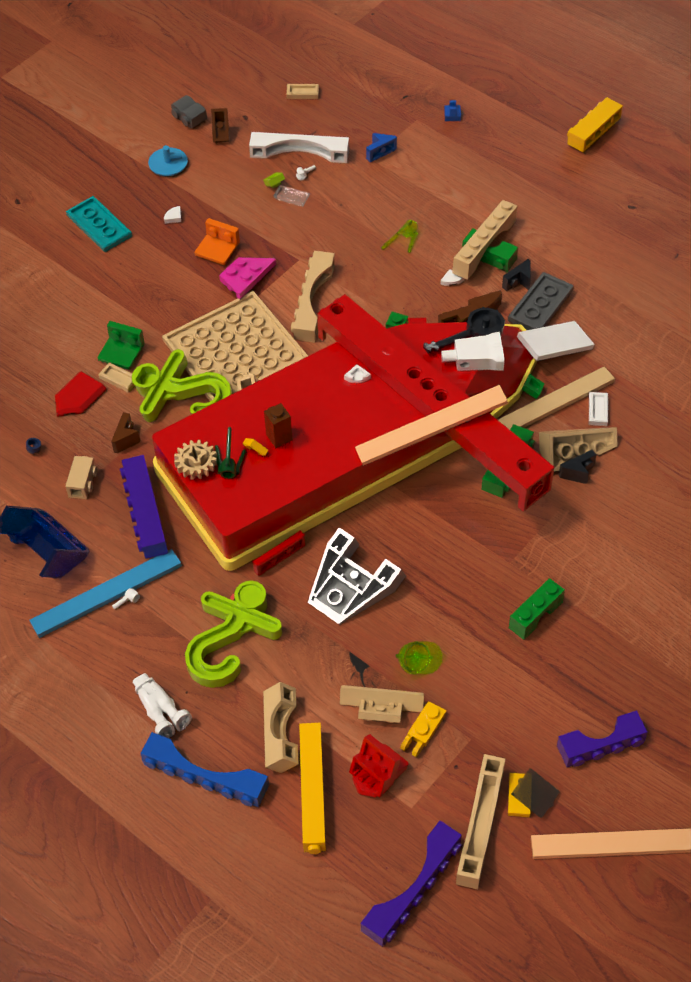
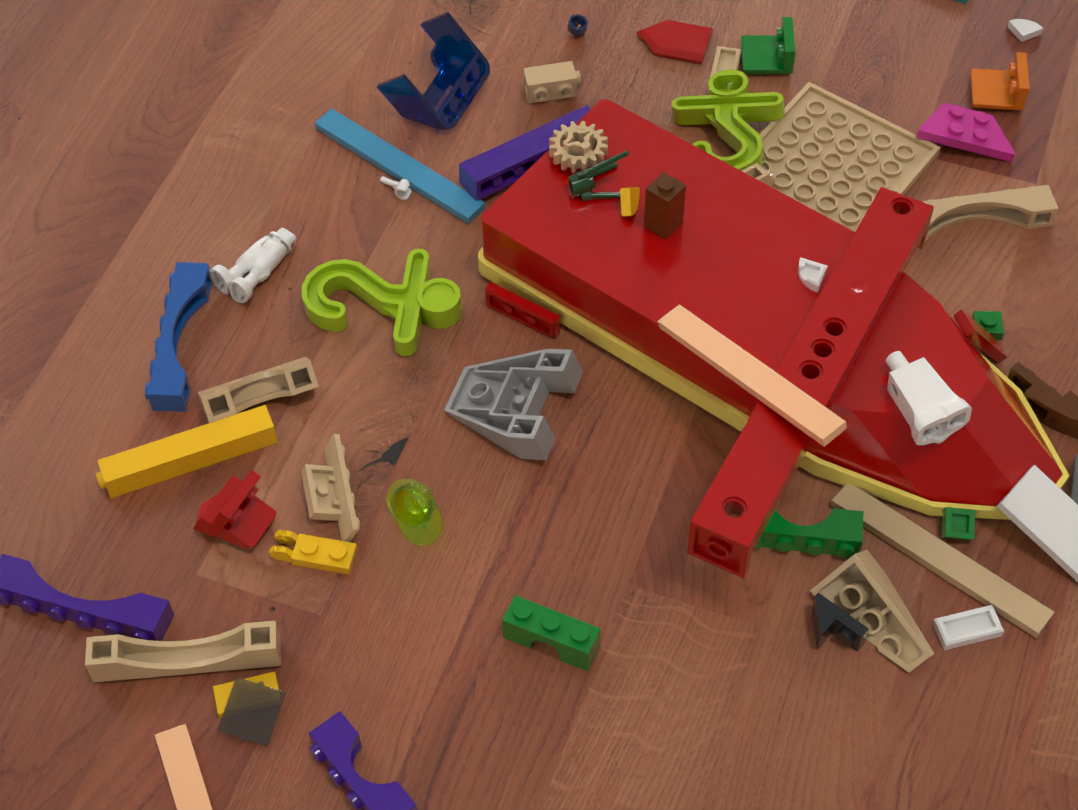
camera: 70 degrees right, 0 degrees up
(125, 435) = (637, 96): reddish brown slope -> none
(479, 323) = (989, 391): black piece -> none

